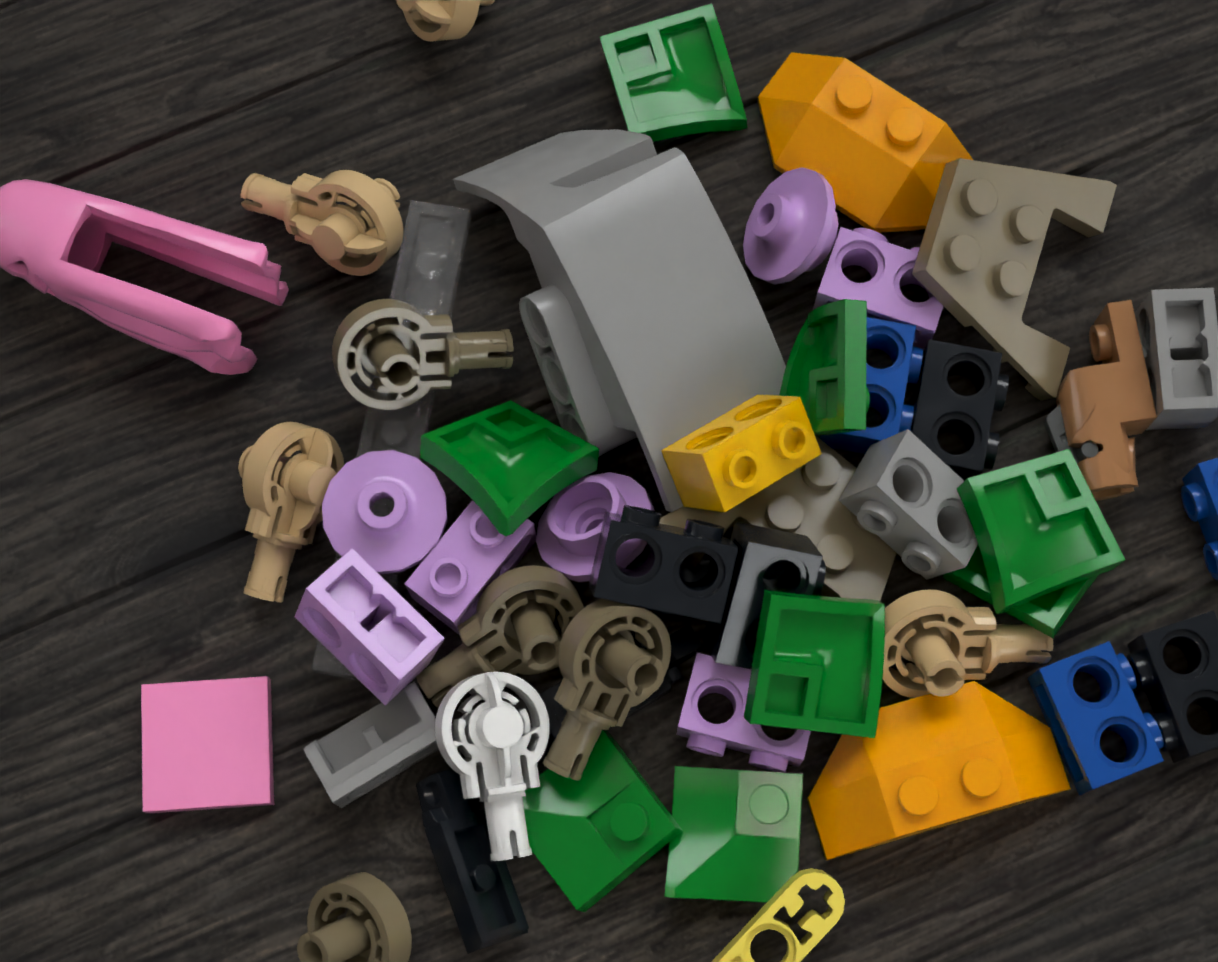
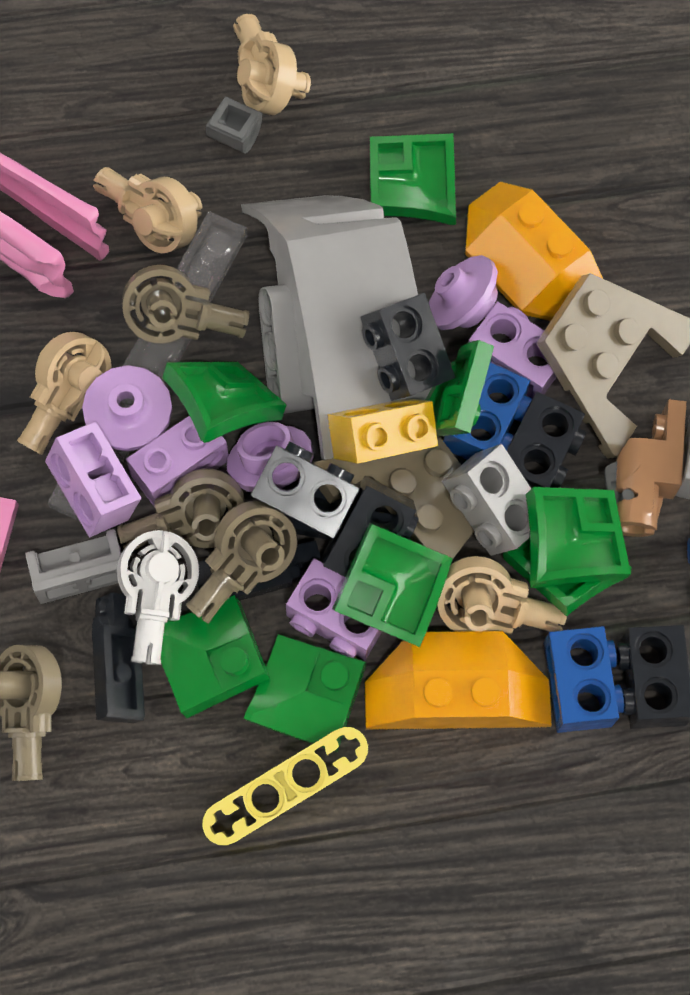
camera: 10 degrees right, 5 degrees down
(410, 67) = (234, 125): none -> dark grey brick
(754, 318) = (417, 342): none -> black brick

